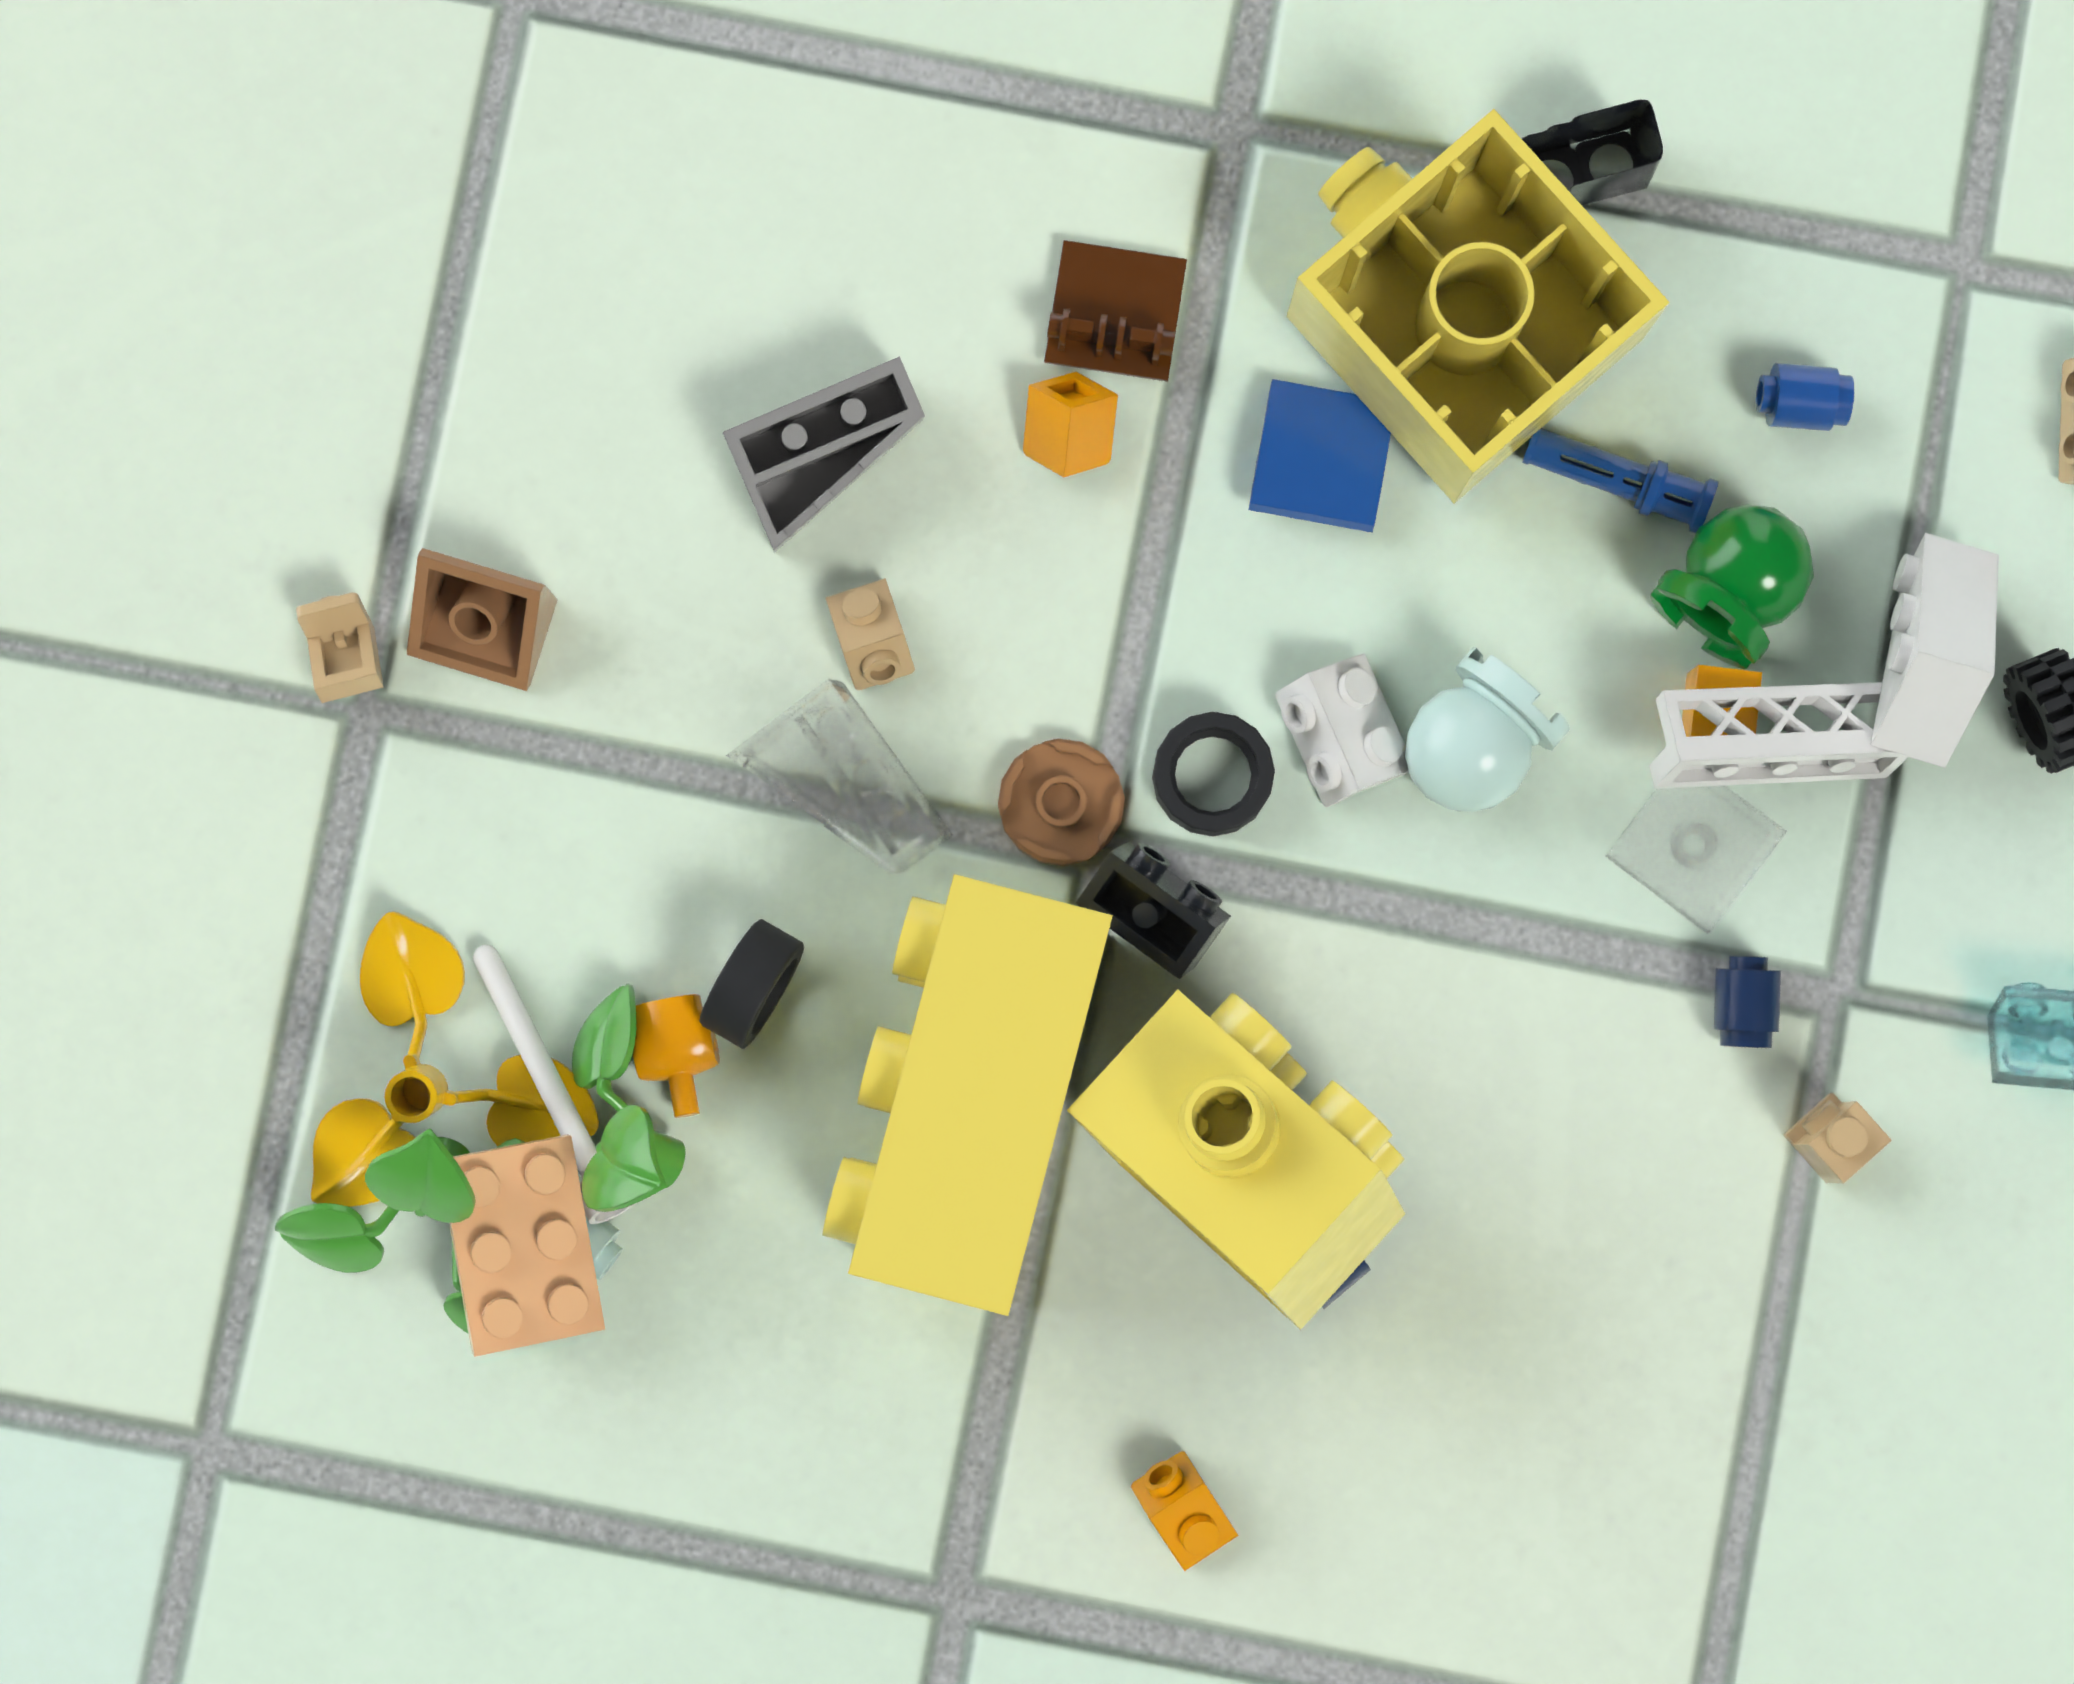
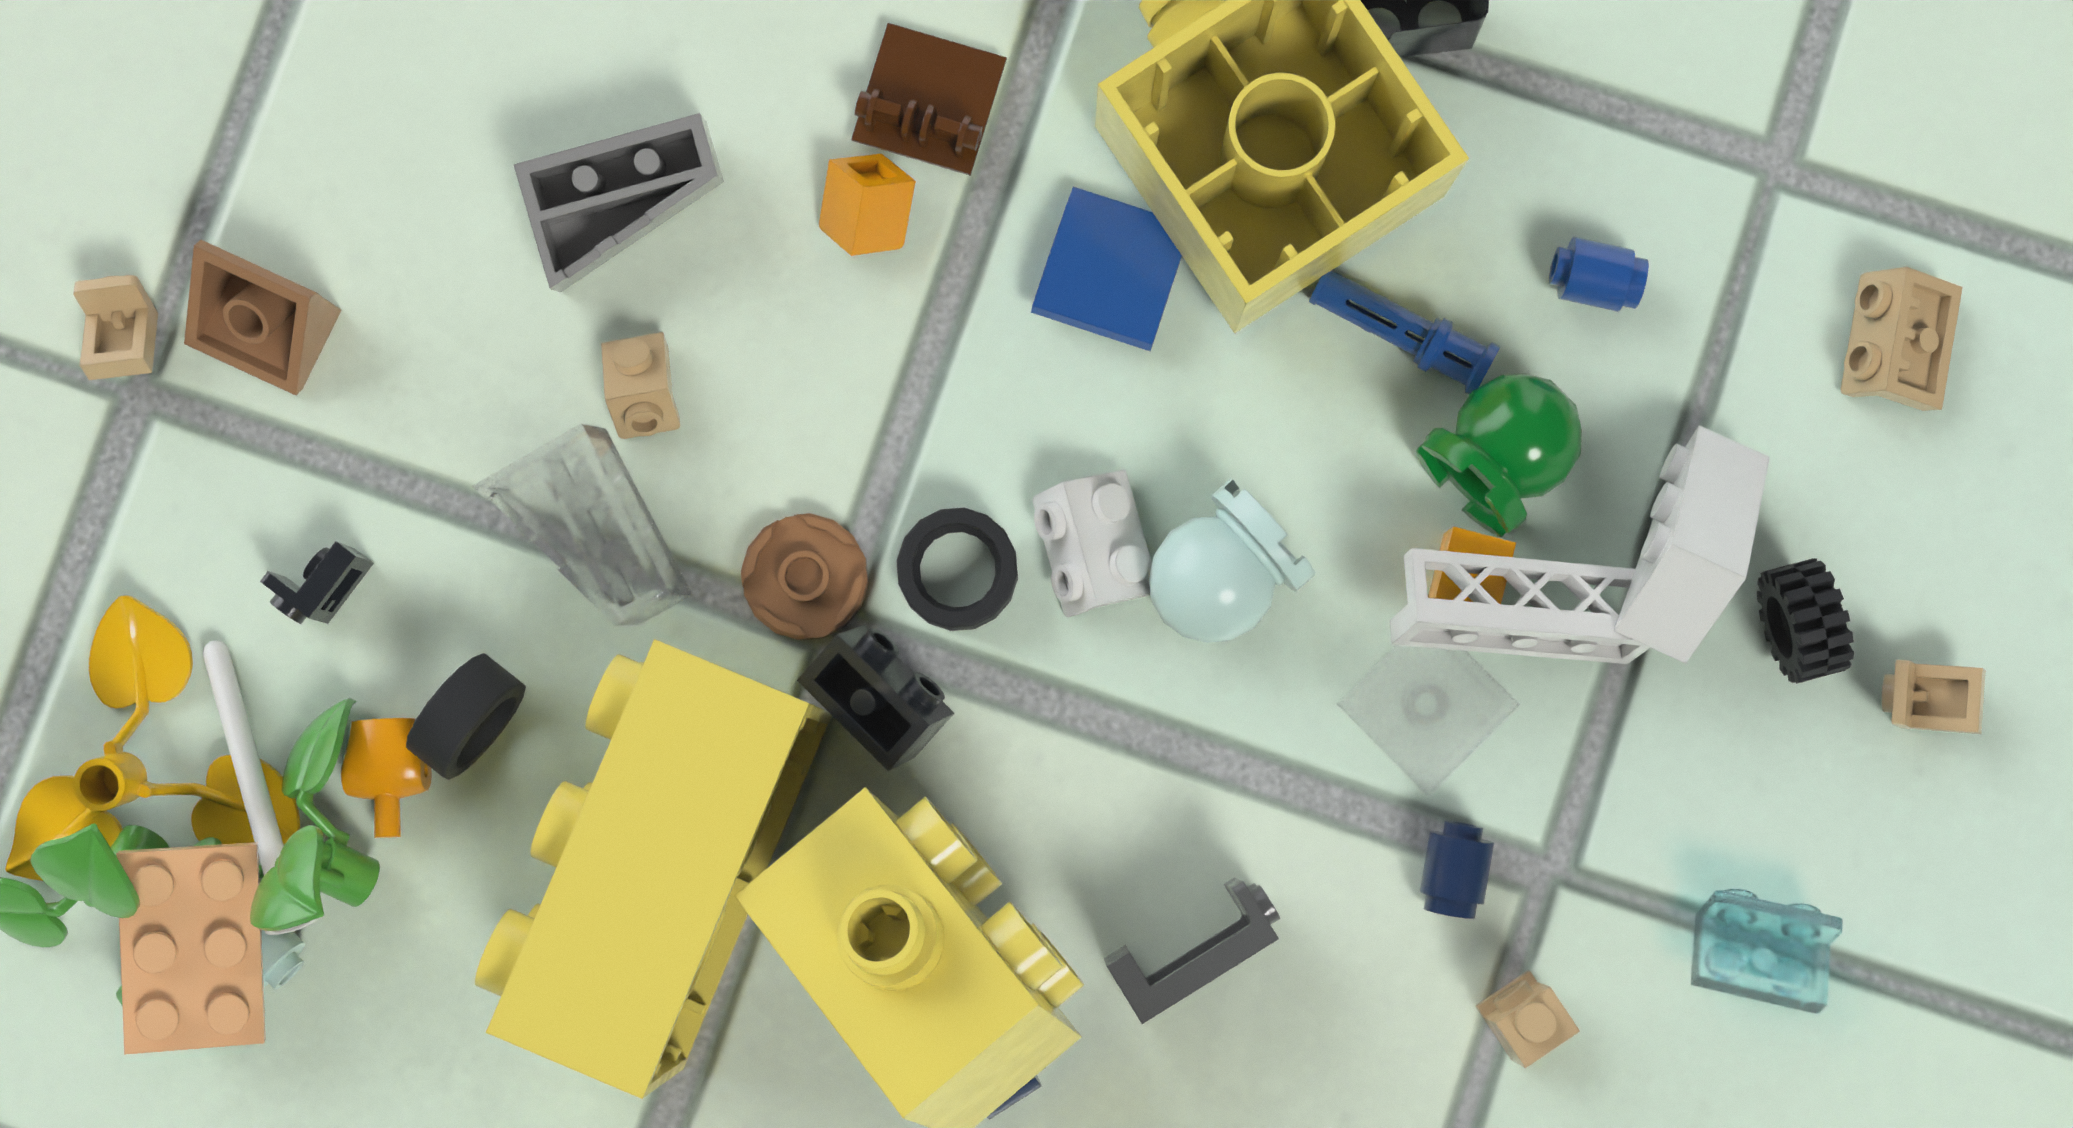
camera: 10 degrees right, 0 degrees up
(591, 868) = (328, 584): none -> black bracket
(1558, 1087) = (1204, 962): none -> dark grey panel

